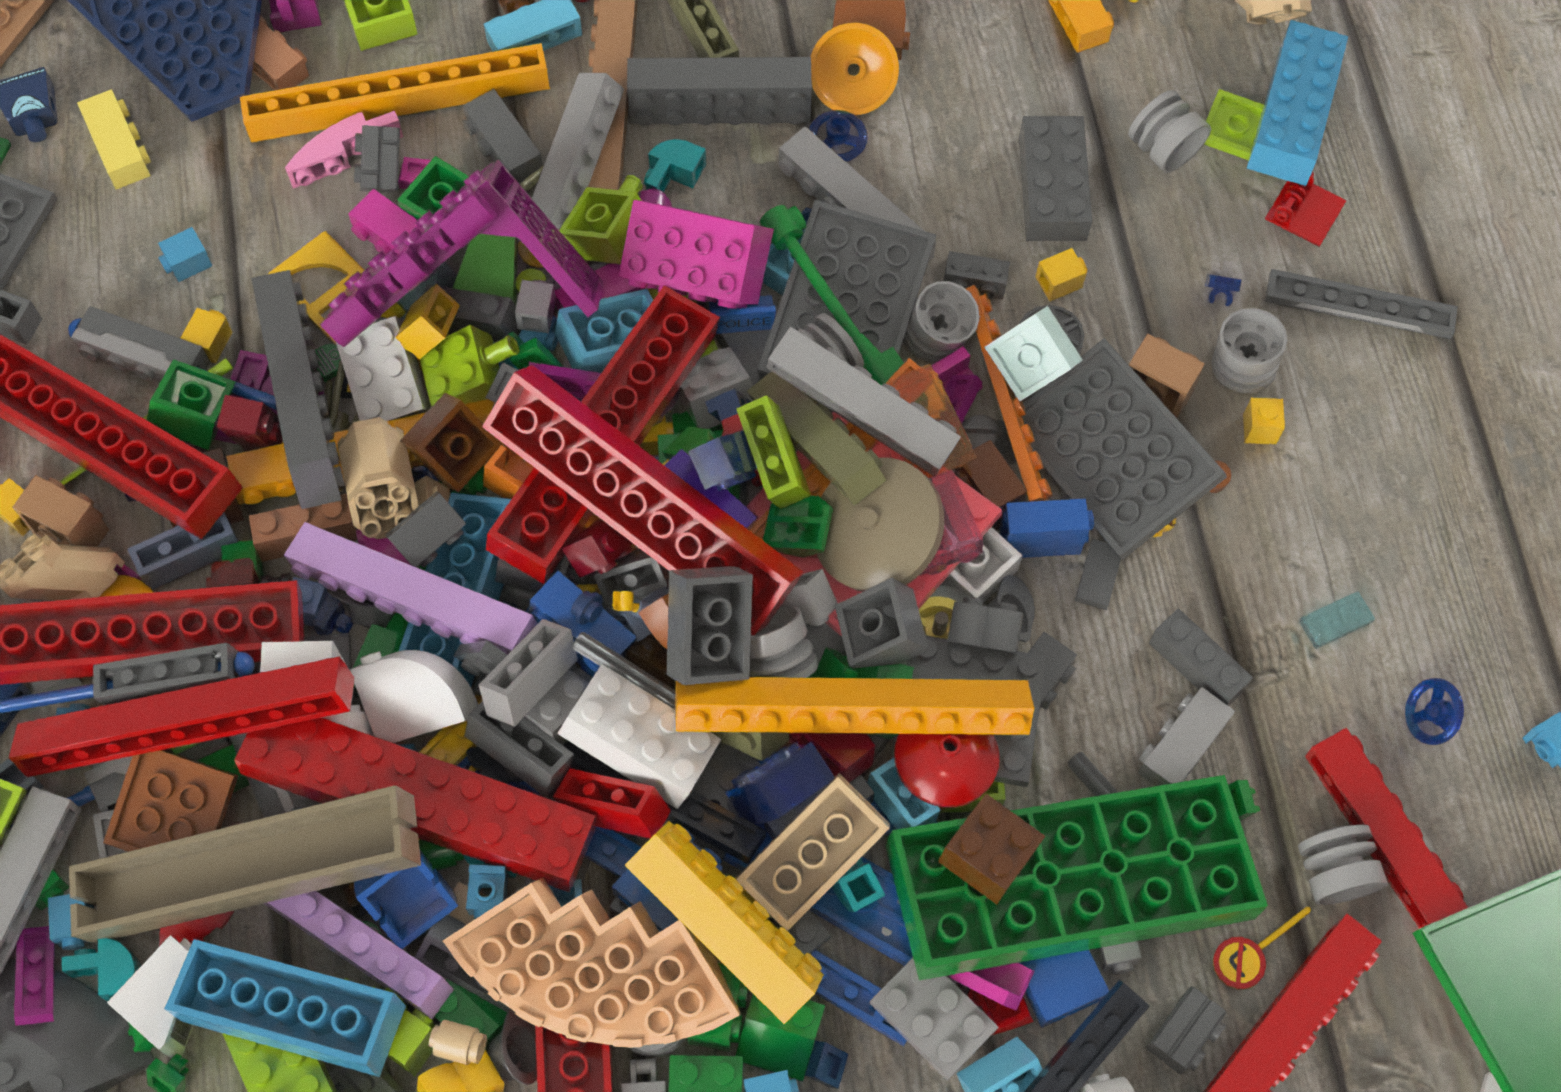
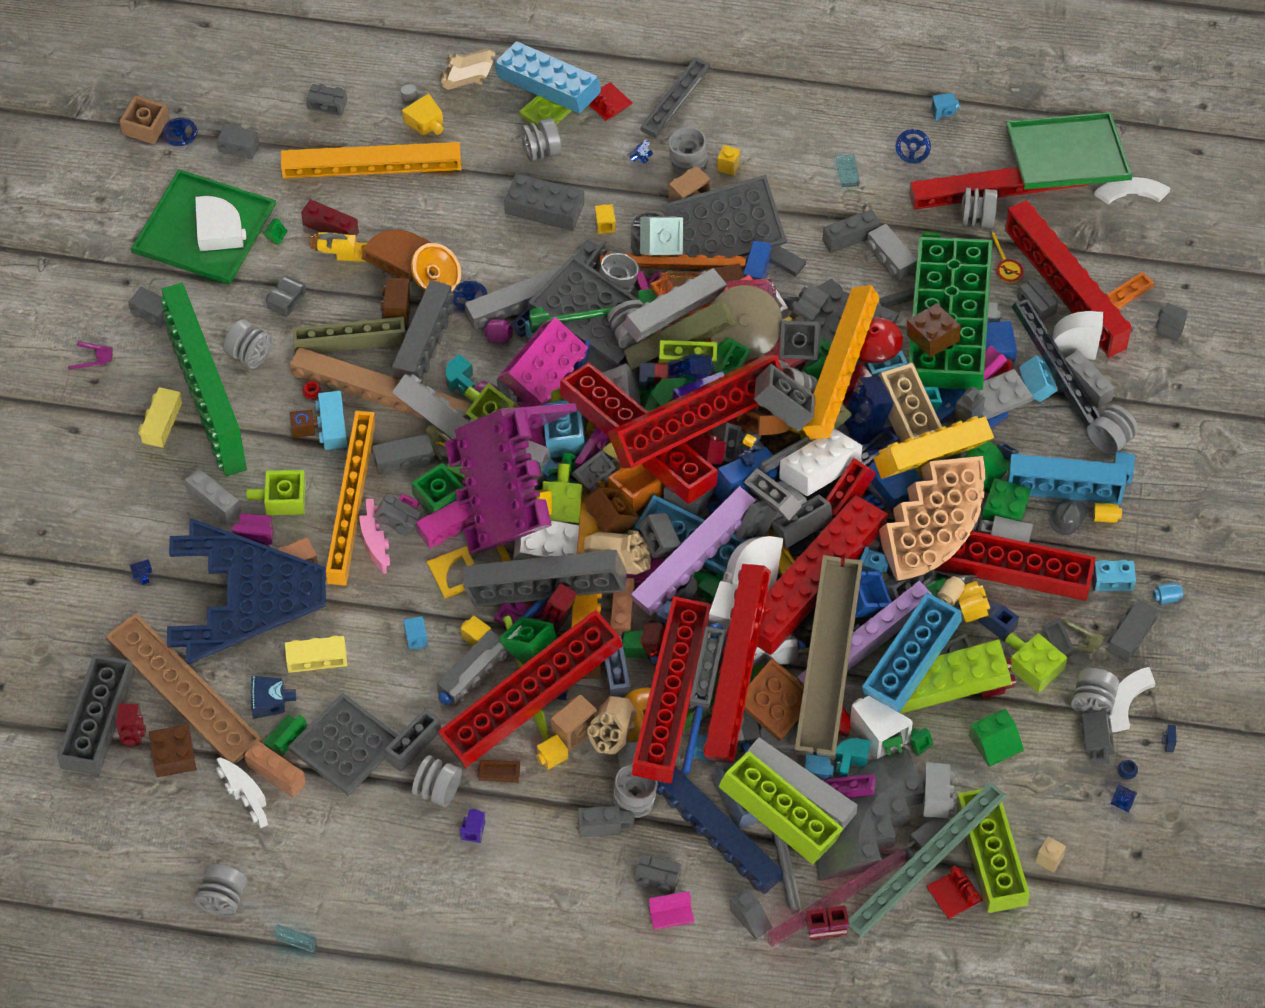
camera: 70 degrees left, 10 degrees down
(768, 31) = (396, 299): none -> reddish brown brick
(777, 189) = (498, 331): none -> magenta head
(858, 965) = (969, 405): none -> dark grey brick

